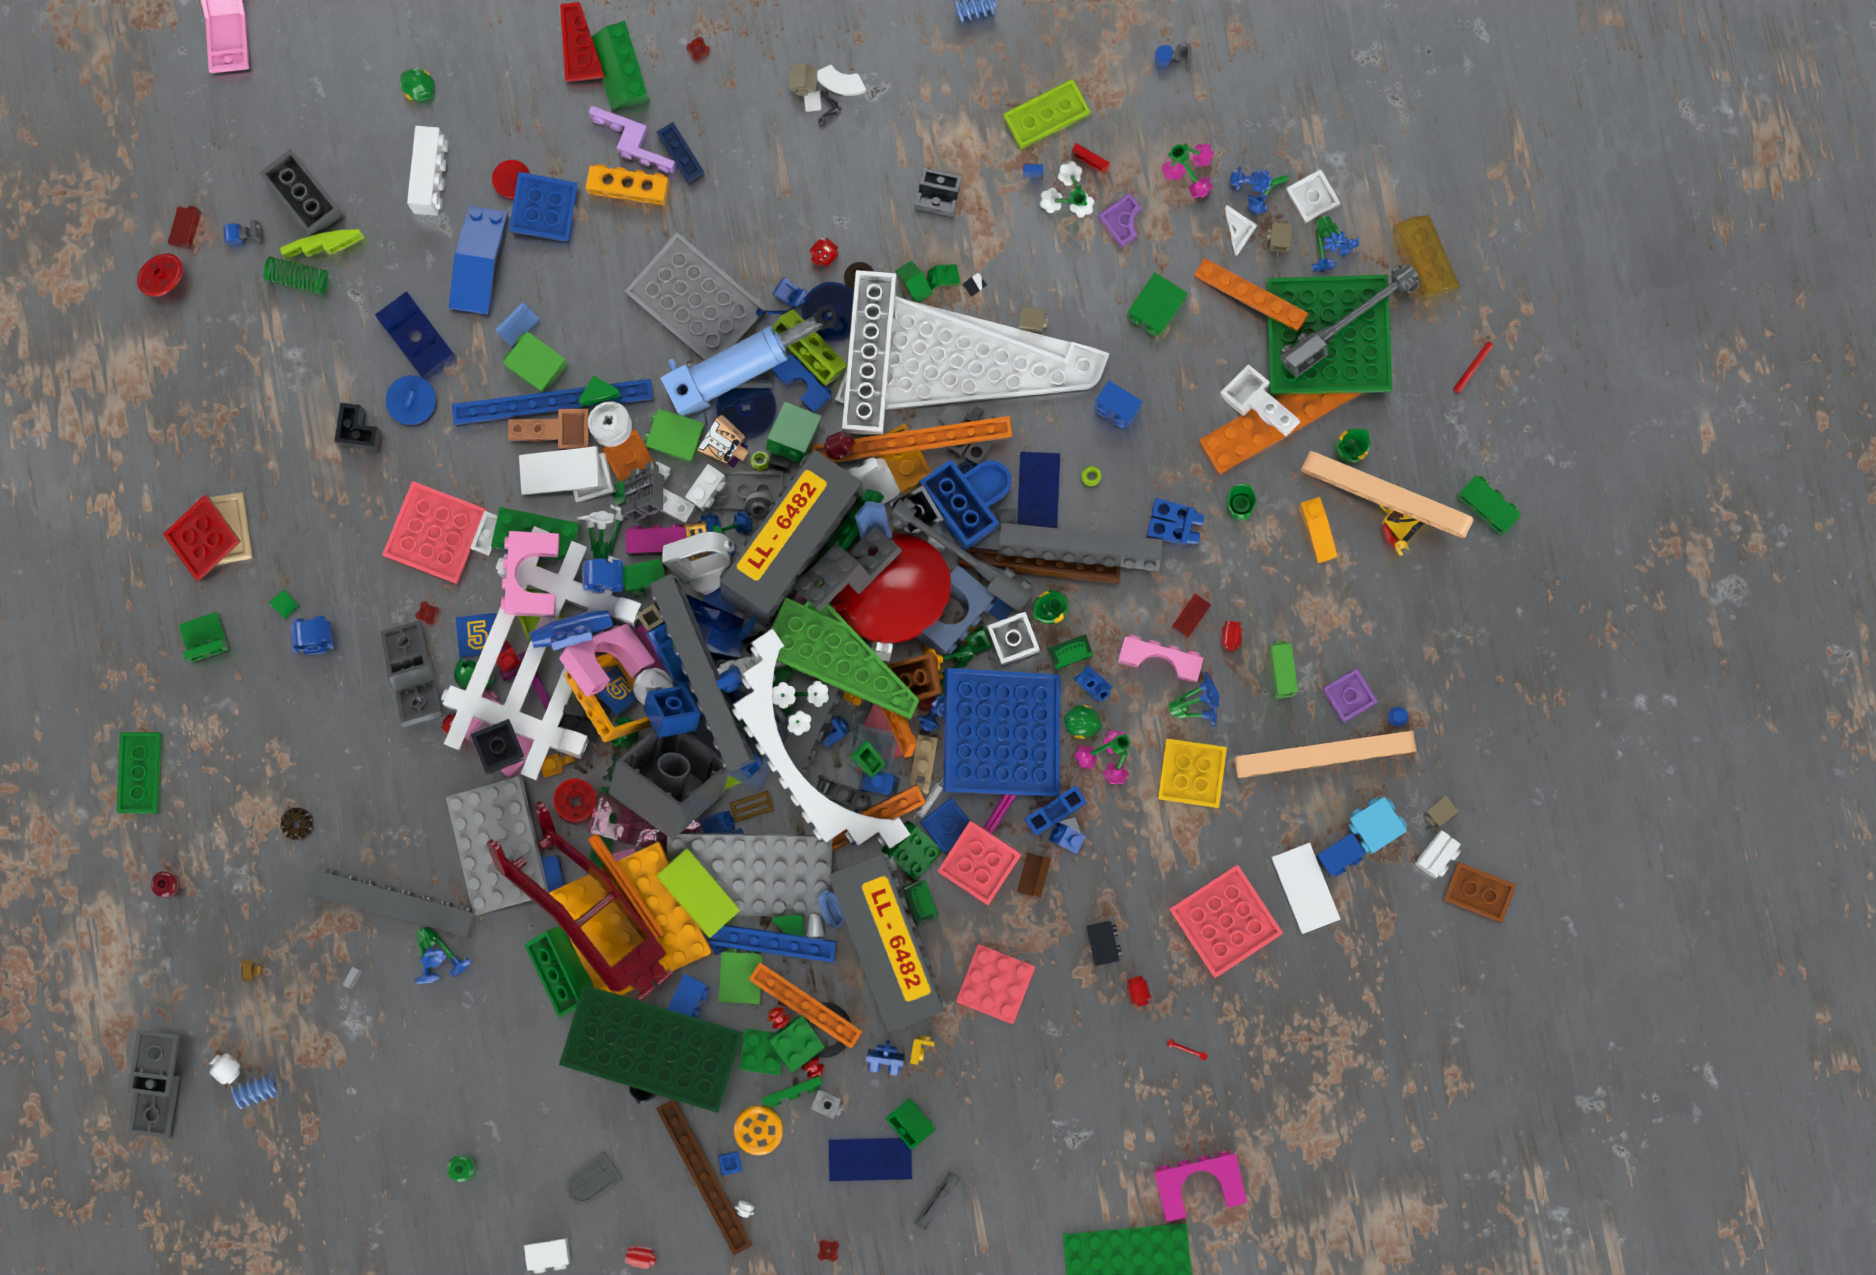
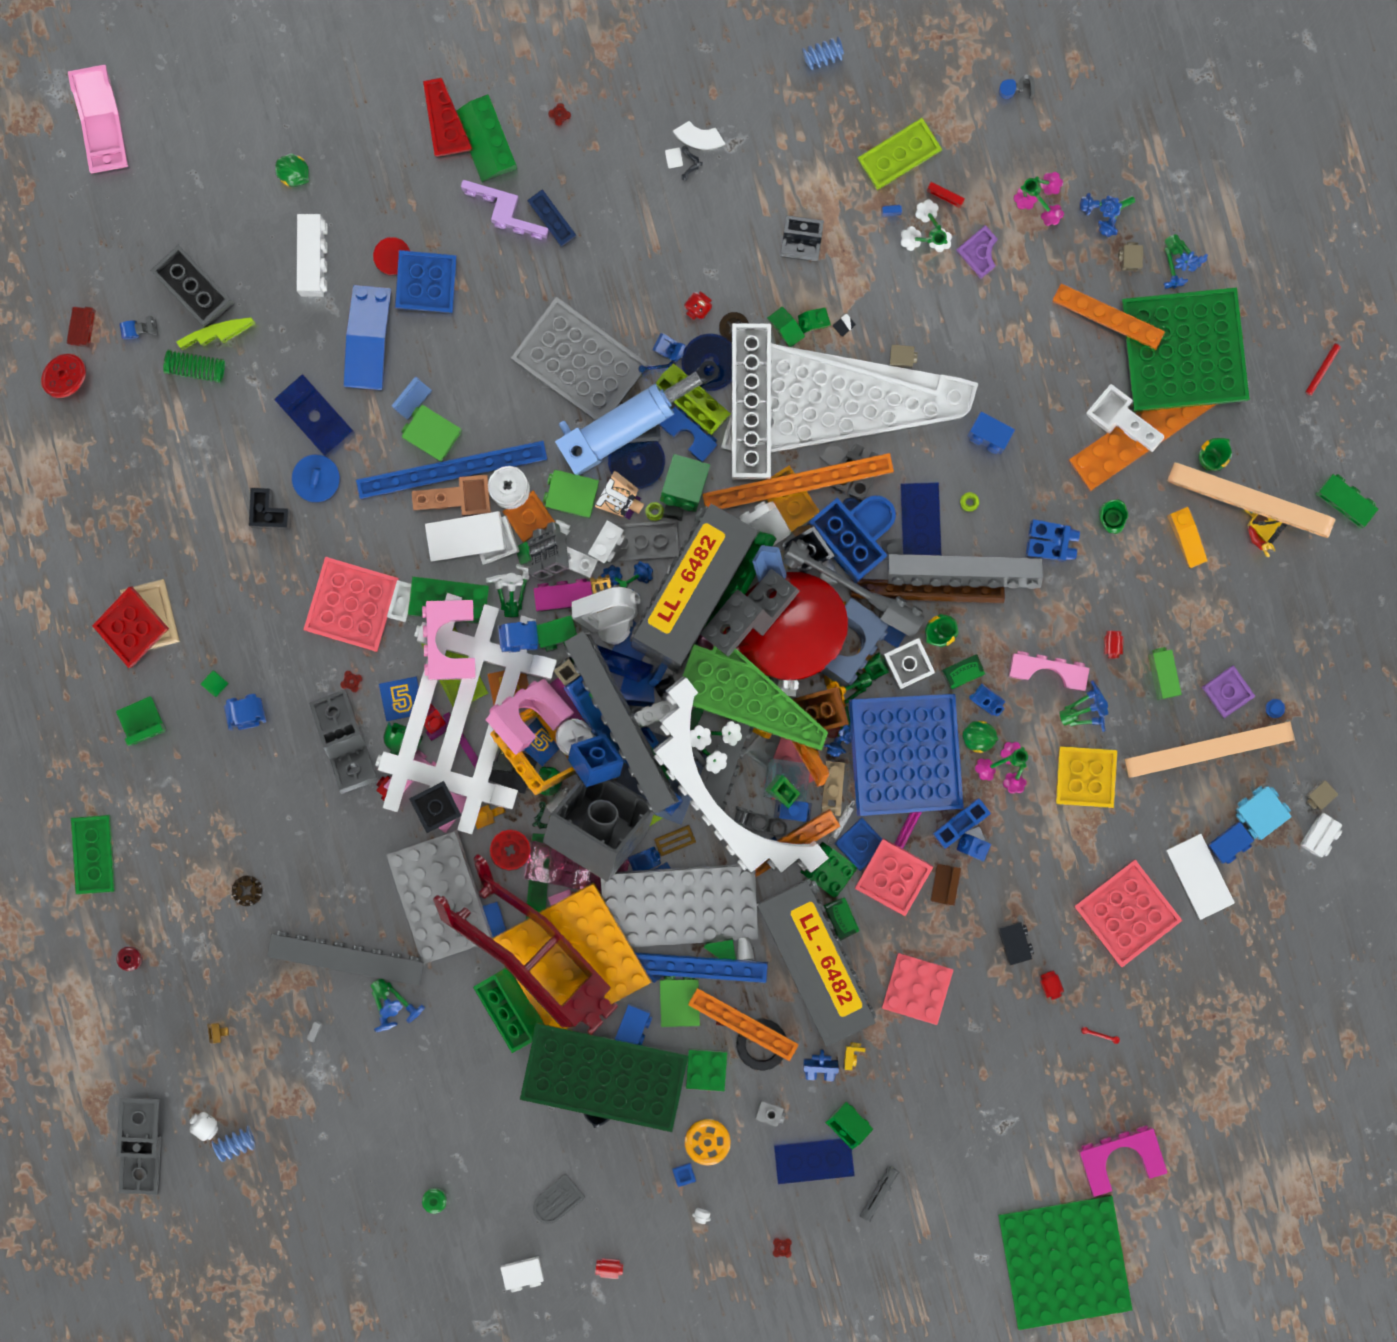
camera: 15 degrees left, 5 degrees up
(571, 630) = (493, 691): blue plate -> none
(597, 392) = (495, 458): green slope -> none
(625, 886) = (566, 927): orange axle -> none
(656, 195) = (532, 262): light orange brick -> none
(697, 893) = (633, 928): lime tile -> none
(704, 1176) = (661, 1189): reddish brown plate -> none
(730, 680) = (649, 727): blue bracket -> none
(758, 504) = (658, 554): light grey plate -> none
(792, 1092) = (736, 1104): green plate -> none
(795, 1042) = (737, 1060): green plate -> none
(802, 79) = (663, 138): dark tan brick -> none
(830, 909) = (759, 931): medium blue tile -> none
(839, 445) = (730, 493): dark red head -> none
(841, 730) = (751, 765): blue bracket -> none
(1157, 305) = (1019, 333): green brick -> none
(1191, 615) = (1074, 627): clear red tile -> none
(1239, 228) = (1092, 252): white tile -> none
(1313, 196) = (1159, 215): white tile -> none
(1313, 347) = (1172, 364): dark grey bar -> none
(1426, 254) = (1271, 267): clear yellow slope -> none
(1479, 892) = (1362, 867): dark orange plate -> none

